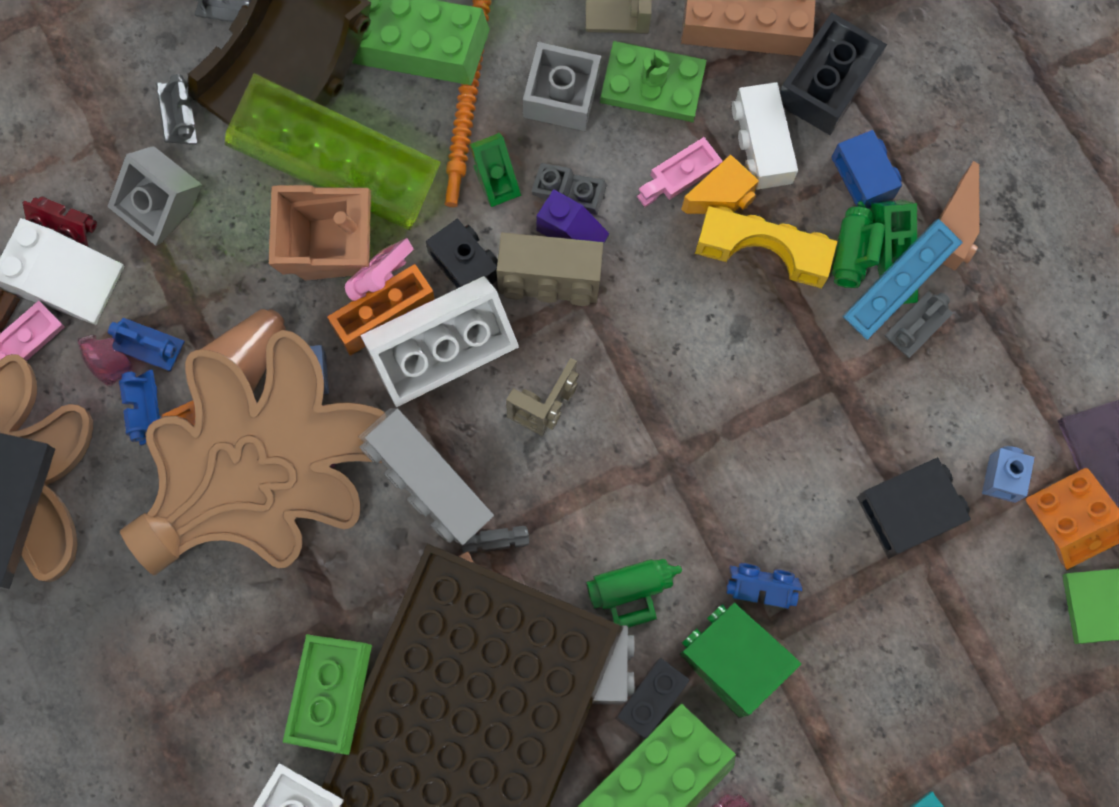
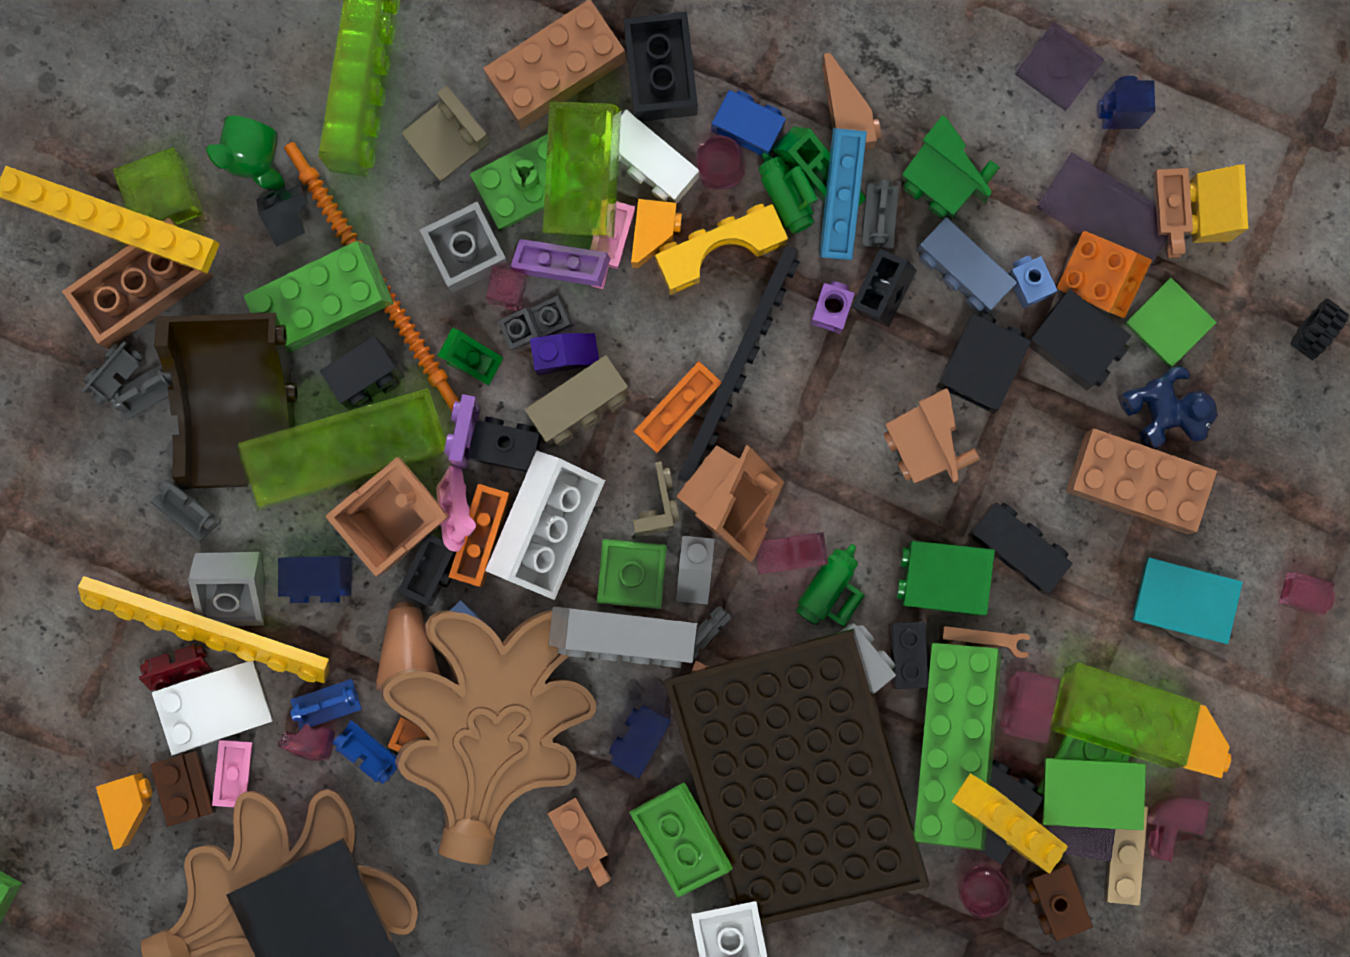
camera: 35 degrees left, 10 degrees up
(110, 216) = (203, 629): none -> yellow plate
(226, 237) = (315, 577): none -> clear blue brick
(247, 624) = (580, 839): none -> nougat plate
(314, 301) = (428, 571): none -> black brick
(365, 581) = (640, 741): none -> clear blue brick
(401, 111) = (362, 374): none -> black brick
(438, 210) = (458, 444): none -> medium lavender plate
(477, 442) = (631, 574): none -> bright green tile
(532, 478) = (695, 569): none -> light grey slope
(568, 142) = (506, 288): none -> clear pink brick
(613, 442) = (733, 498): none -> nougat piece
(624, 532) = (792, 553): none -> clear pink brick
(627, 155) = (560, 262): none -> medium lavender plate
(627, 340) = (677, 407): none -> orange plate
(692, 353) = (745, 354): none -> black plate
(704, 94) = (582, 169): none -> clear neon green brick
(728, 736) = (987, 639): none -> nougat plate
(751, 580) = (932, 499): blue hinge -> none
(810, 372) = (832, 321): none -> medium lavender brick
(815, 526) = (926, 440): none -> nougat piece
(820, 182) = (720, 163): none -> clear pink hair
(825, 689) = (1021, 547): none -> black brick
(877, 379) = (884, 288): none -> black brick
(960, 418) = (965, 267): none -> sand blue brick
(977, 719) = (1141, 481): none -> nougat brick
(1003, 326) = (945, 174): none -> green piece
(1013, 555) = (1080, 340): none -> black brick
(1068, 696) = (1192, 413): none -> dark blue animal

